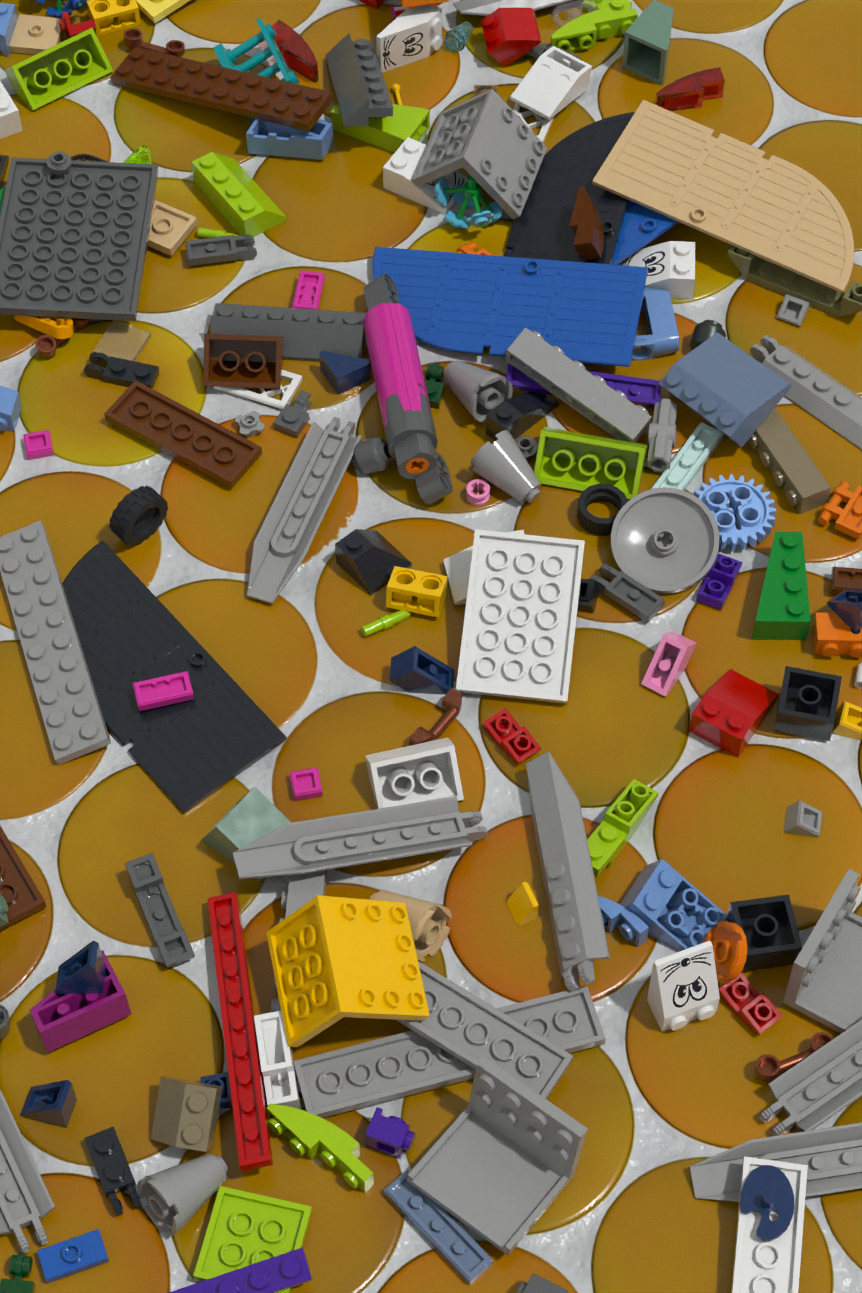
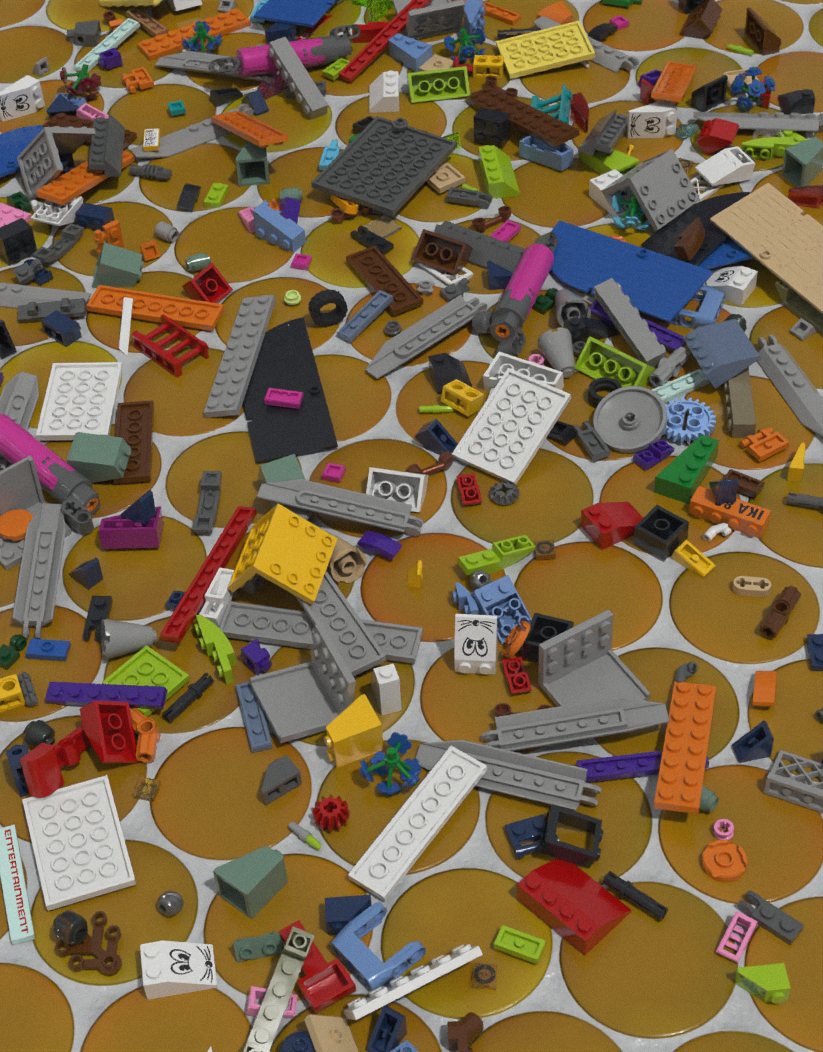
camera: 30 degrees right, 10 degrees down
(65, 512) = (292, 297): none -> yellowish green plate
(186, 1114) = (154, 603): dark tan slope -> none
(188, 121) = (491, 127): none -> black brick
(194, 506) = (365, 316): none -> sand blue tile
(244, 505) = (393, 328): none -> flat silver plate
(288, 262) = (504, 215): none -> copper bar
(333, 1229) = (194, 691): none -> black pin
(442, 875) = (377, 542): none -> dark purple slope
(456, 522) = (504, 361): none -> white wedge
(558, 731) = (497, 495): none -> flat silver gear
(566, 872) = (448, 565): light grey hinge -> none
(601, 1104) = (386, 689): none -> white slope
(606, 1195) = (354, 733): none -> yellow slope
(616, 876) = (479, 579): none -> flat silver piece
(668, 662) = (590, 483): bright pink slope -> none
(669, 789) = (545, 550): none -> pearl gold tile
(692, 1214) = (387, 762): none -> blue plant
(767, 1192) = (449, 768): dark blue piece -> none
(803, 820) = (619, 595): light grey slope -> none

